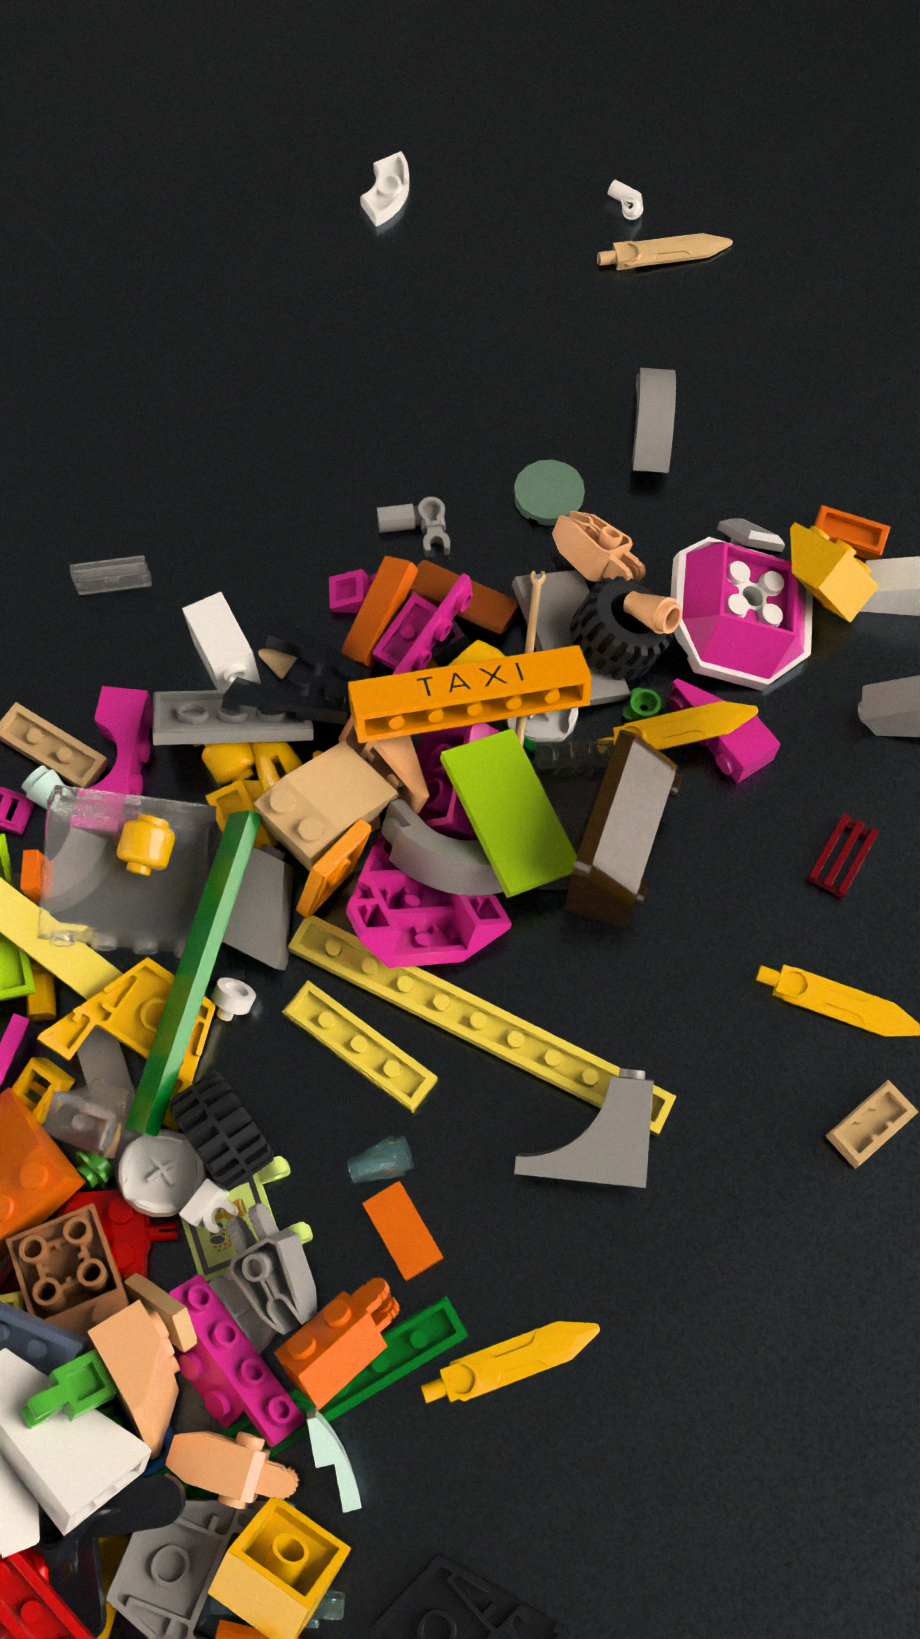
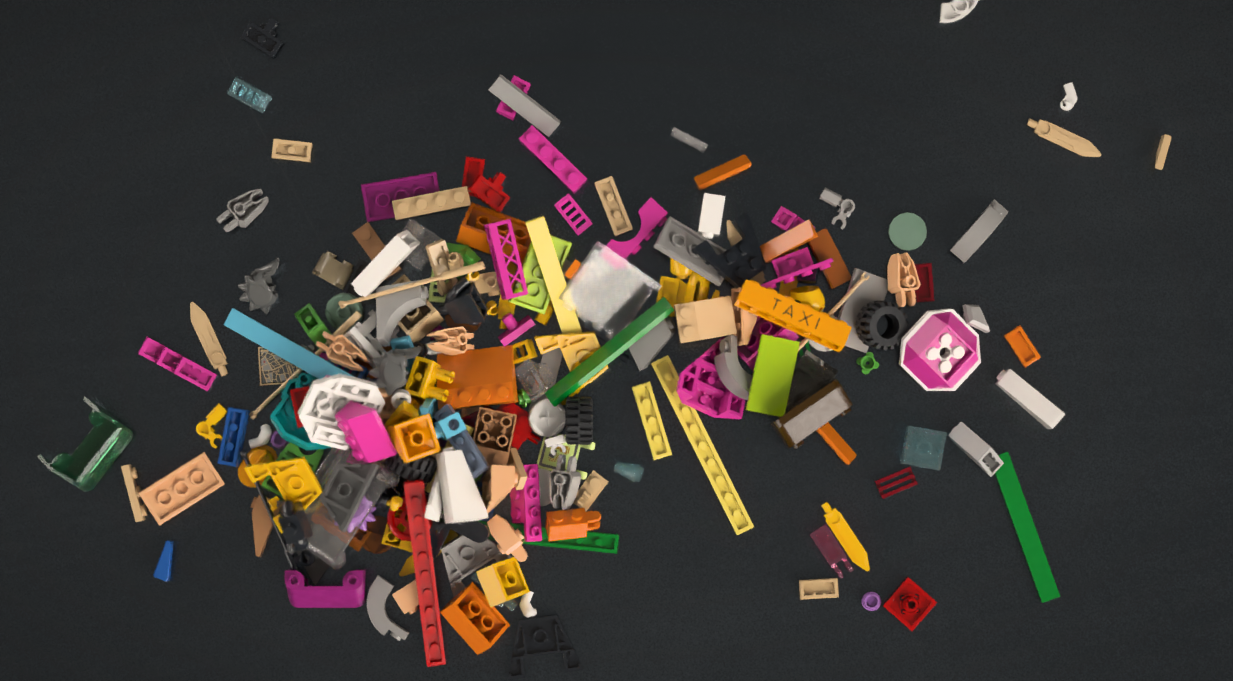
camera: 35 degrees right, 20 degrees up
(40, 785) = (600, 228): light aqua cone -> none
(75, 1388) = (478, 481): bright green plate -> none
(145, 844) = (623, 286): yellow head -> none
(205, 585) = (722, 172): none -> orange slope
(232, 998) = (616, 368): white tile -> none
(329, 1450) = (542, 556): light aqua slope -> none
(333, 868) = (689, 348): light orange tile -> none
(334, 1252) = (590, 490): none -> tan plate
(365, 1586) = (526, 607): none -> white arm
(402, 1231) = (619, 500): orange tile -> none
(510, 1361) = (625, 572): yellow piece -> none
(612, 1146) = (716, 527): light grey arch -> none
(643, 545) = (925, 292): none -> dark red tile
(656, 612) = (895, 333): light nougat cone -> none
(689, 724) = (869, 384): yellow piece -> none
(697, 863) = (837, 443): none -> orange slope
(736, 753) = (892, 402): dark pink slope -> none
(807, 177) = (1162, 151): none -> tan tile
(830, 571) = (985, 364): yellow slope -> none
(835, 1040) = (830, 549): none -> clear pink hinge
(841, 764) = (923, 447): none -> clear light blue container

